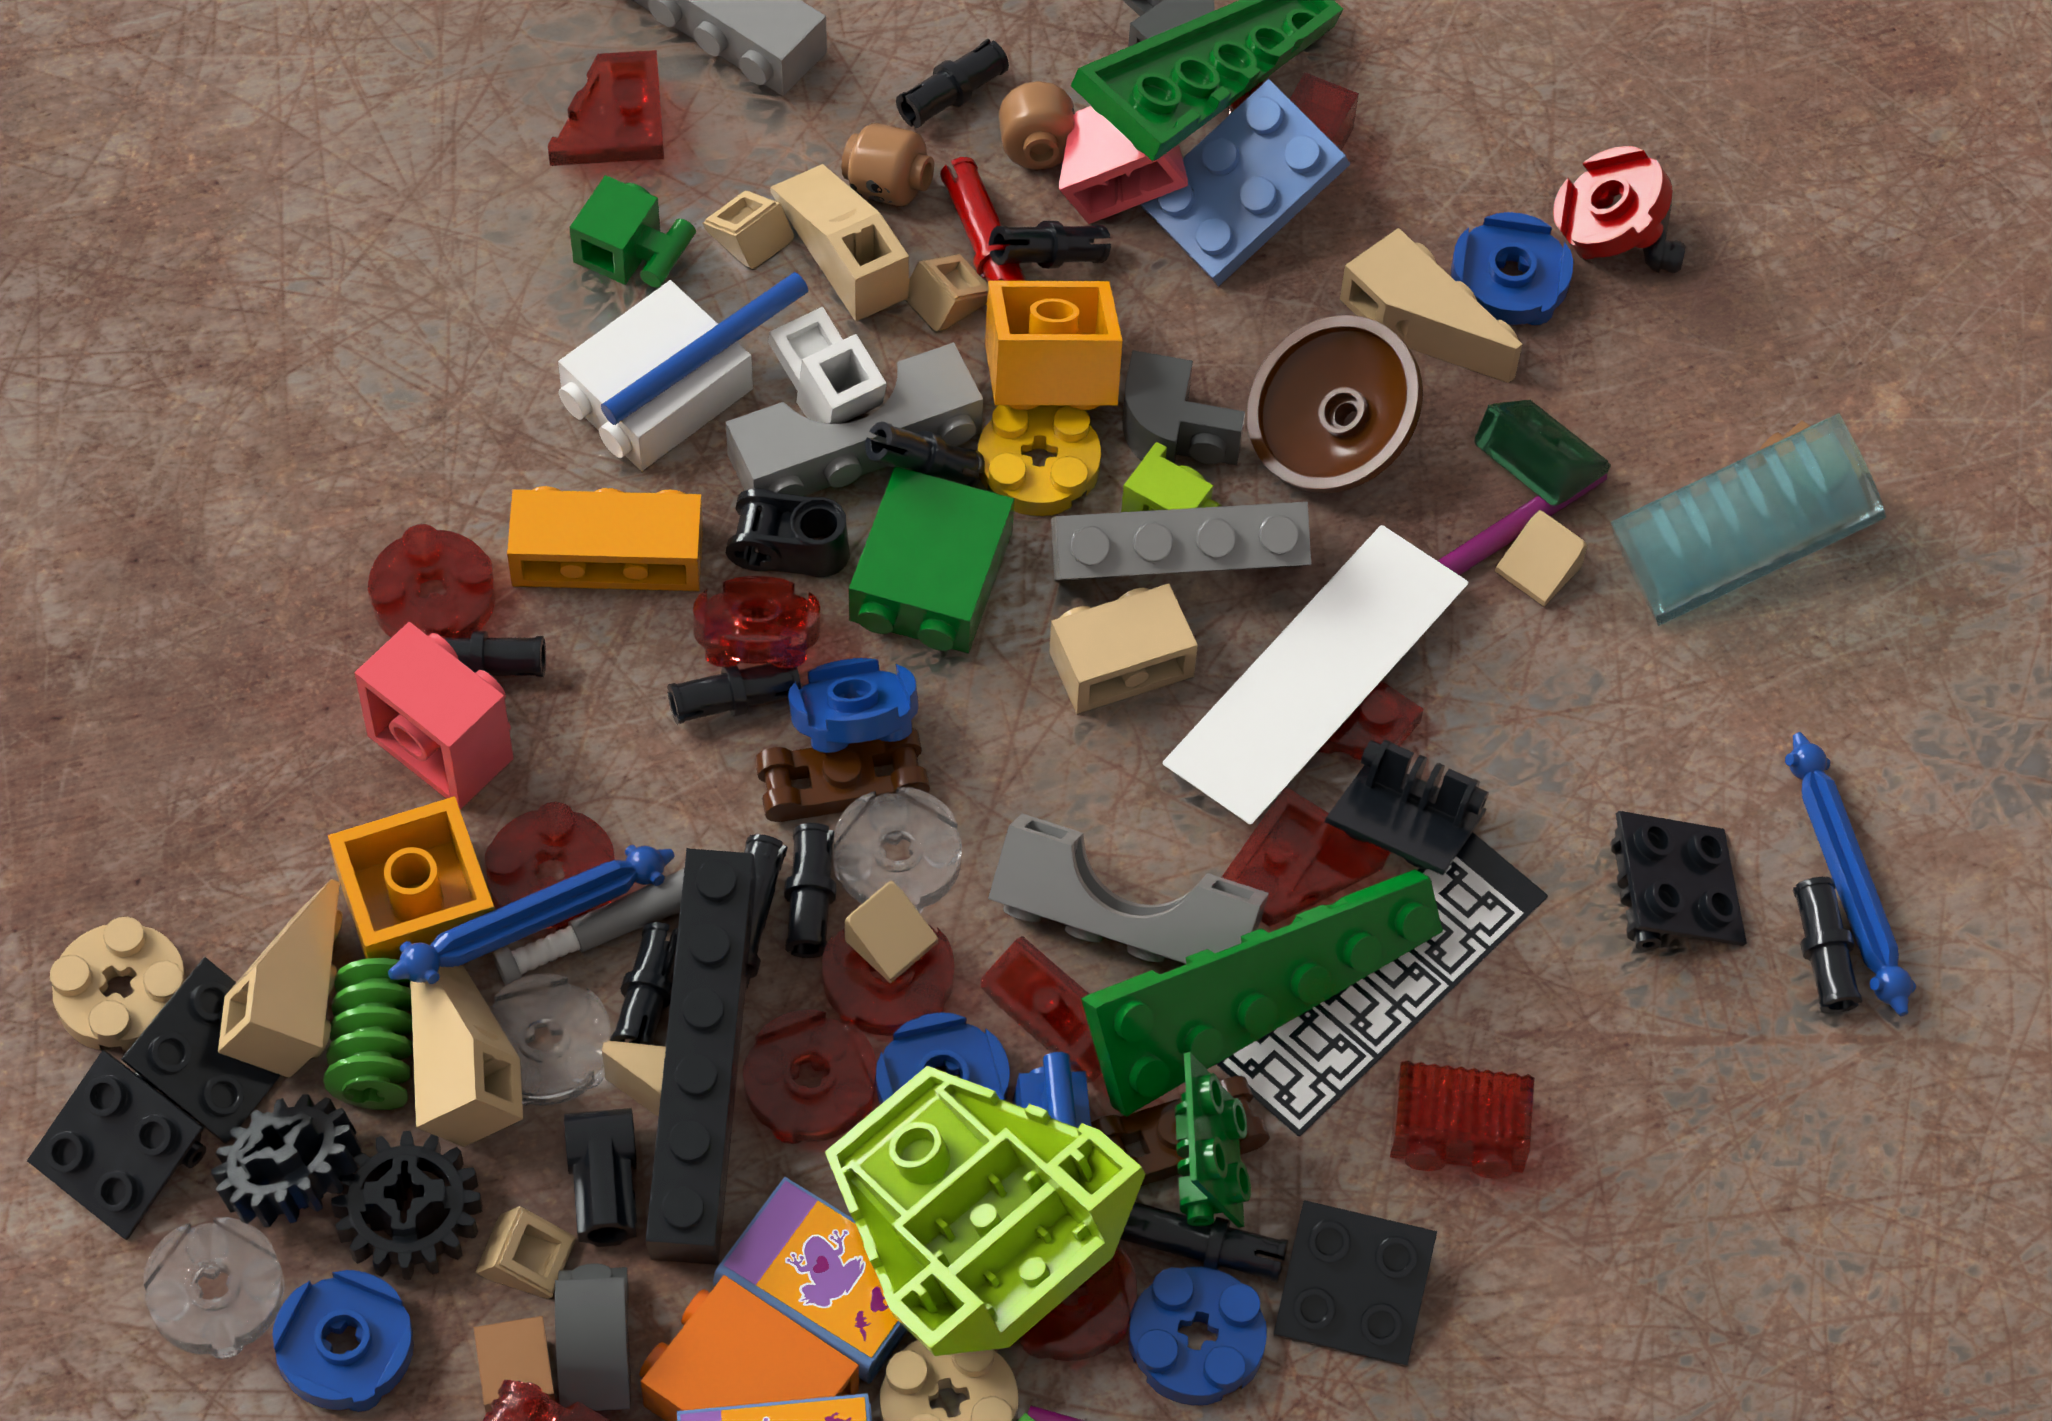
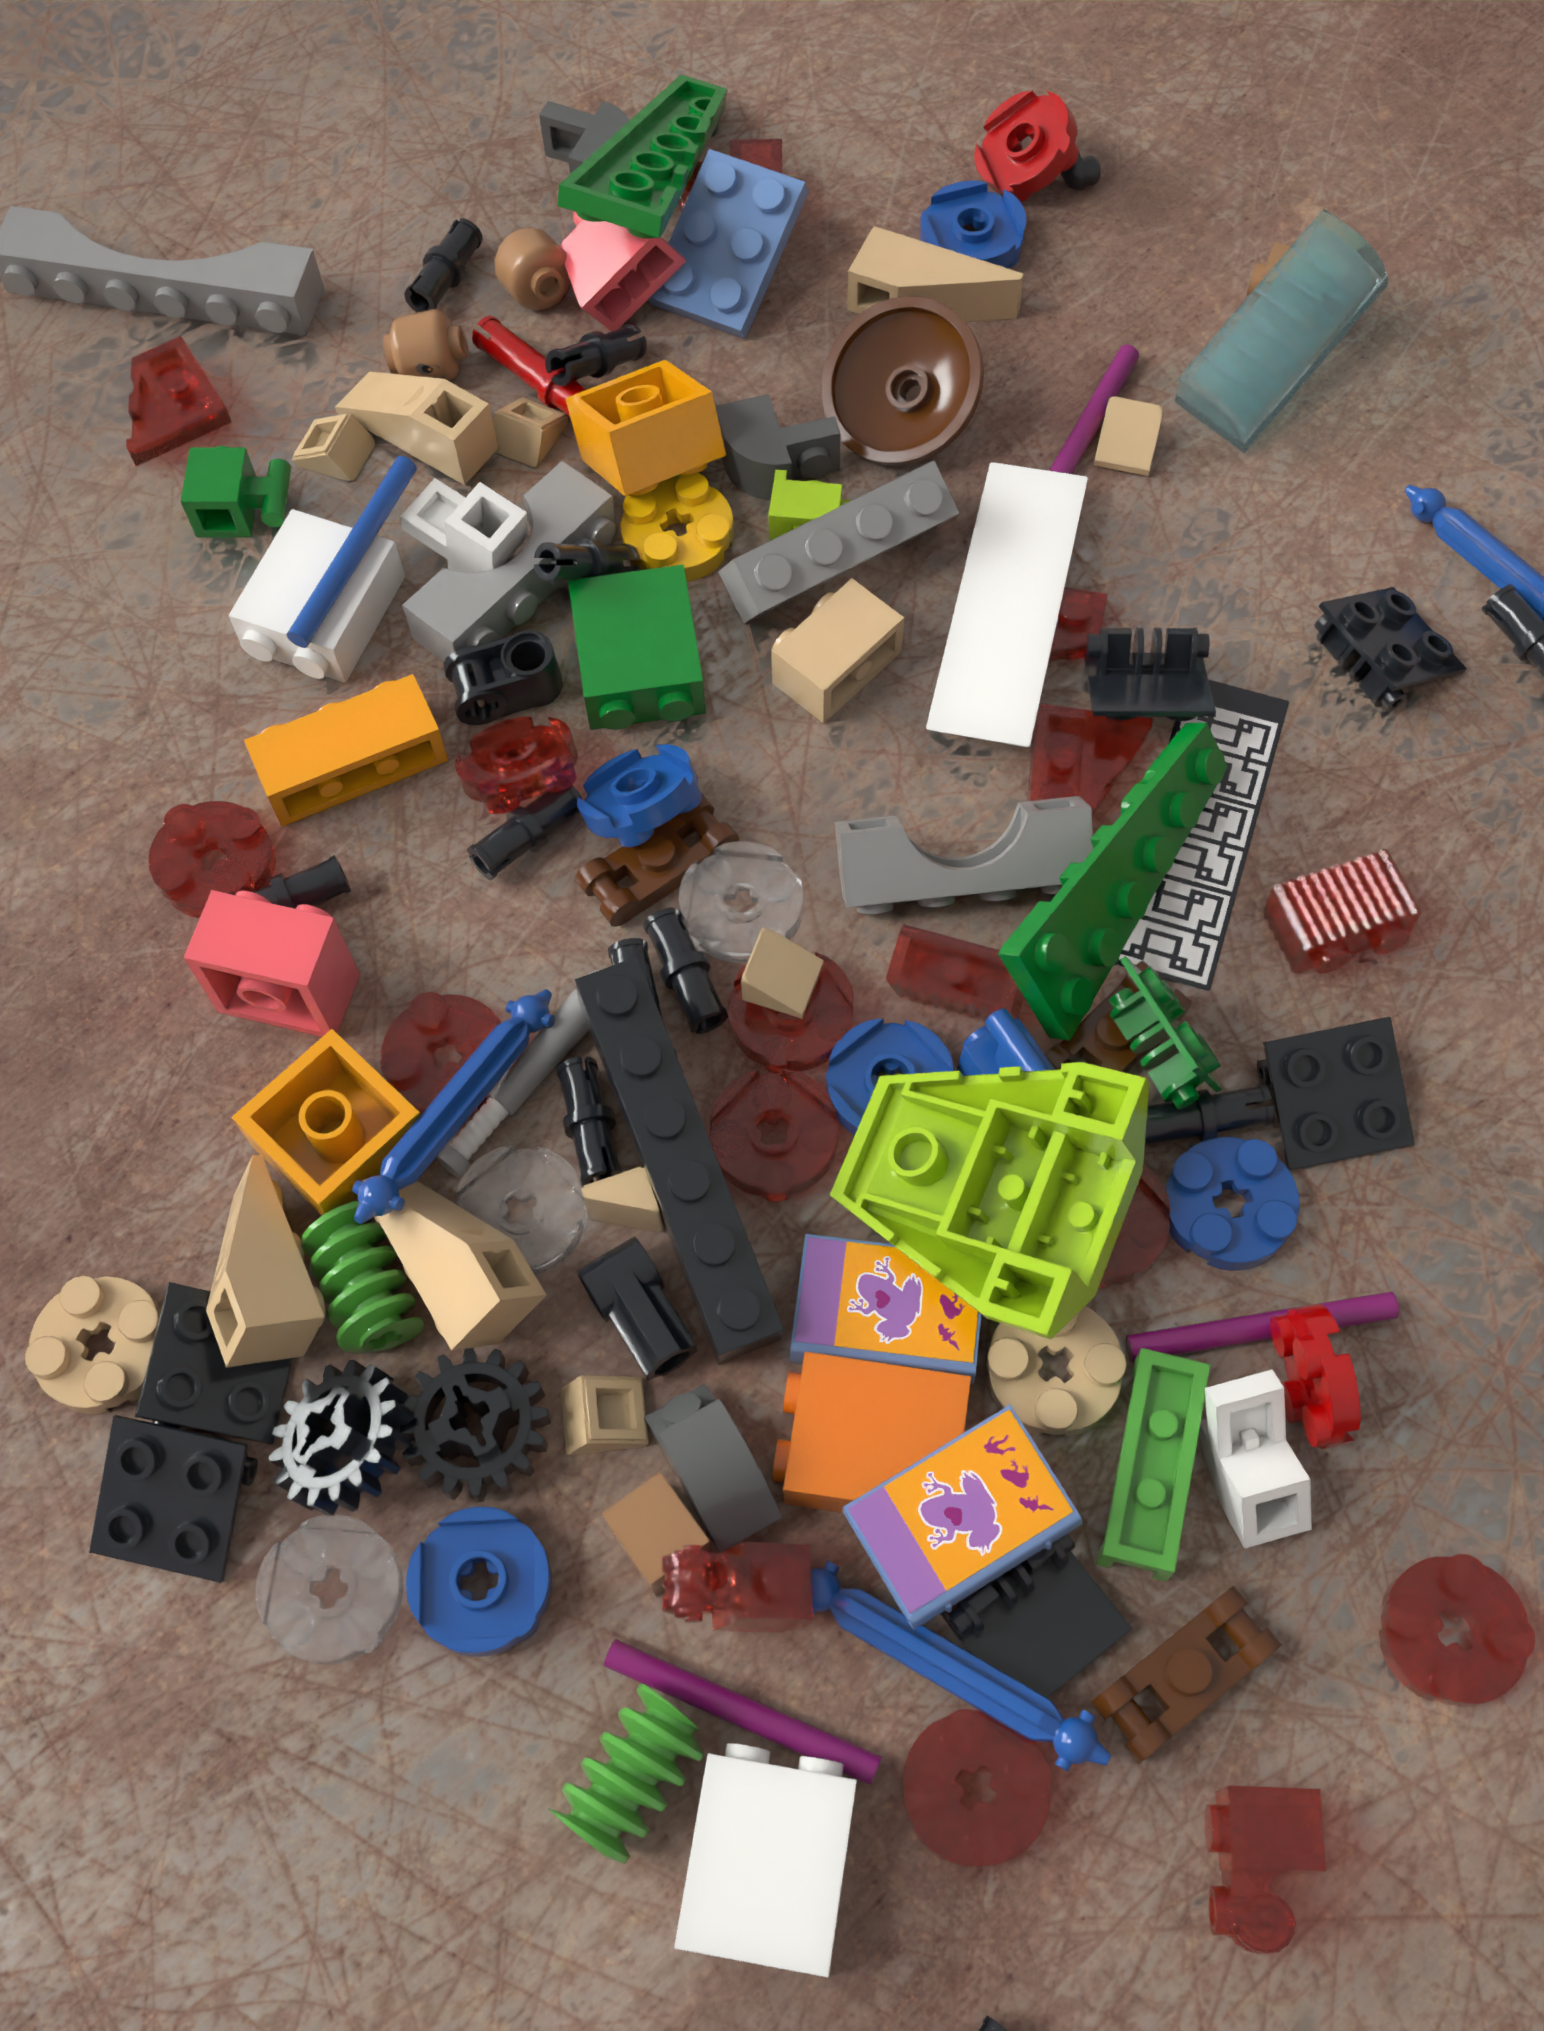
camera: 20 degrees left, 5 degrees up
(1539, 450) = (1077, 356): clear green slope -> none

